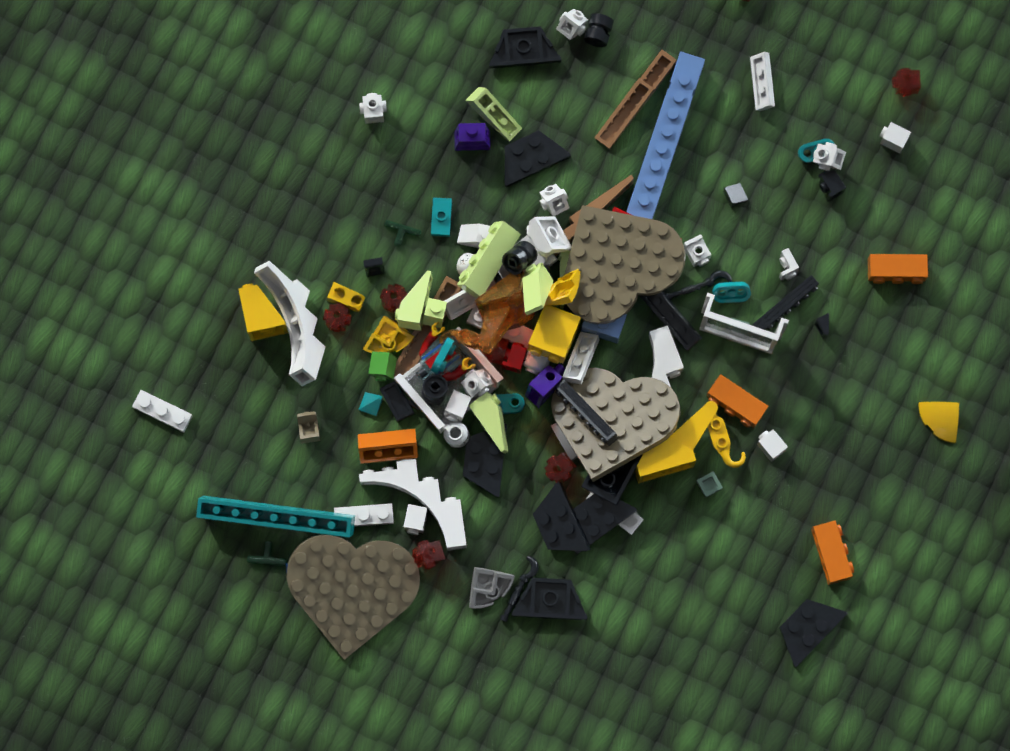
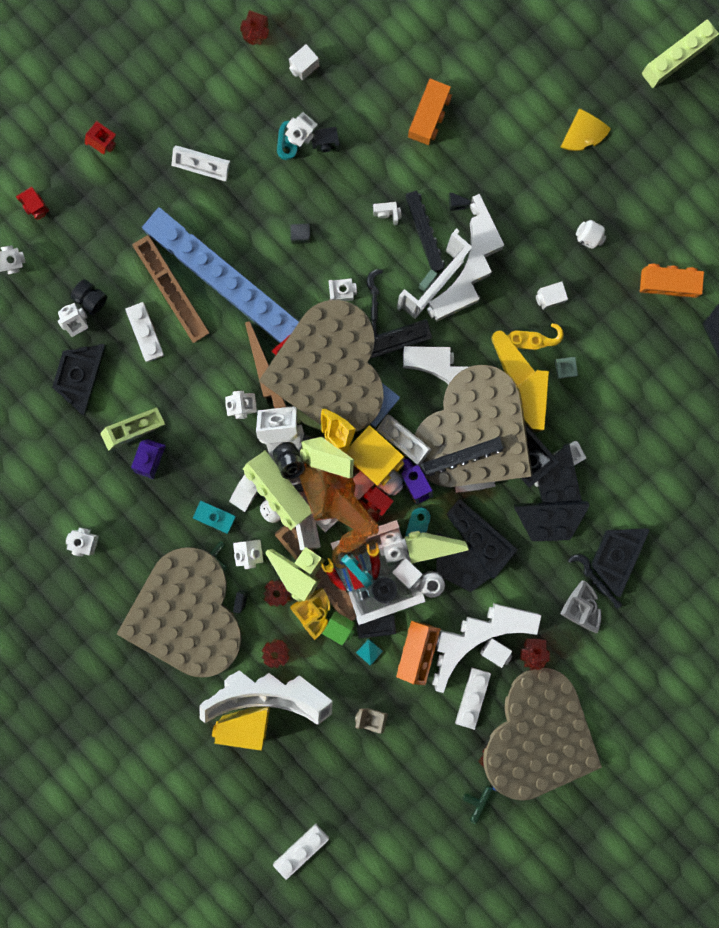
camera: 70 degrees left, 10 degrees up
(275, 516) = (447, 785): teal brick -> none
(339, 223) = (183, 614): none -> dark tan plate
(346, 296) = (258, 638): yellow leg -> none
(420, 258) = (248, 553): none -> white brick
(515, 469) = (484, 541): none -> black wing
(531, 156) = (188, 409): black wing -> none
(565, 464) = (500, 499): clear red brick -> none
(586, 91) = (144, 332): none -> white plate
(731, 292) = (393, 274): teal plate -> none
(737, 401) = (499, 311): orange brick -> none
(794, 363) = (485, 242): none -> white arch
(845, 460) = (591, 234): none -> white head

